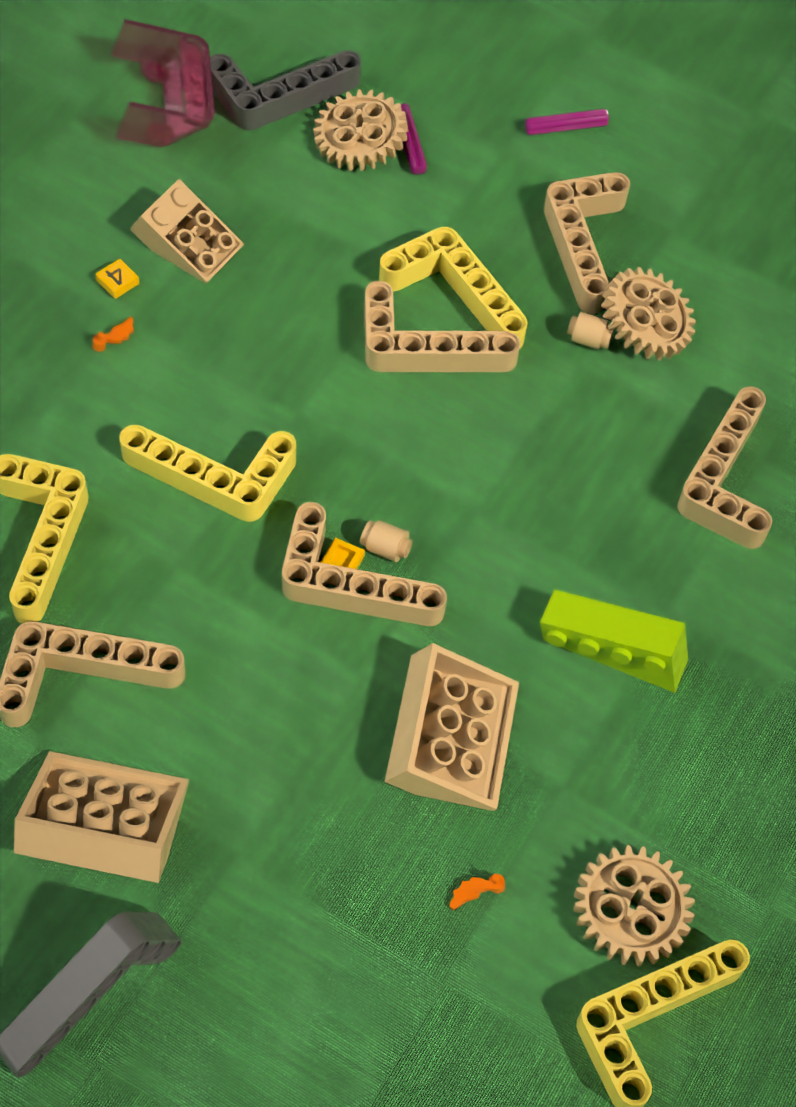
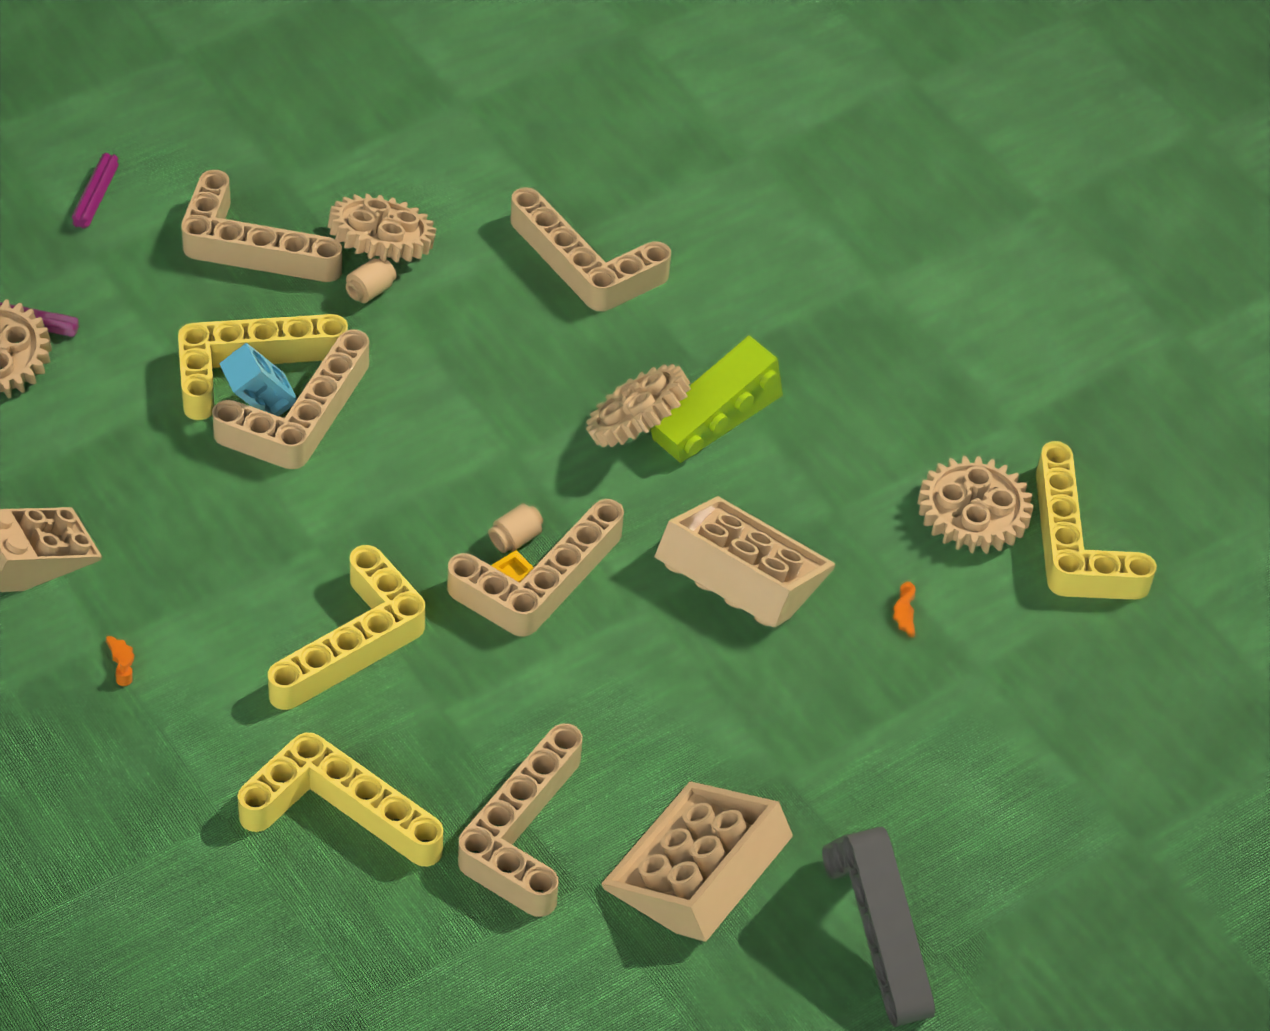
camera: 65 degrees left, 10 degrees down
(117, 278) = (47, 630): yellow tile -> none
(419, 296) = (258, 381): none -> medium azure brick
(560, 572) = (638, 405): none -> tan gear

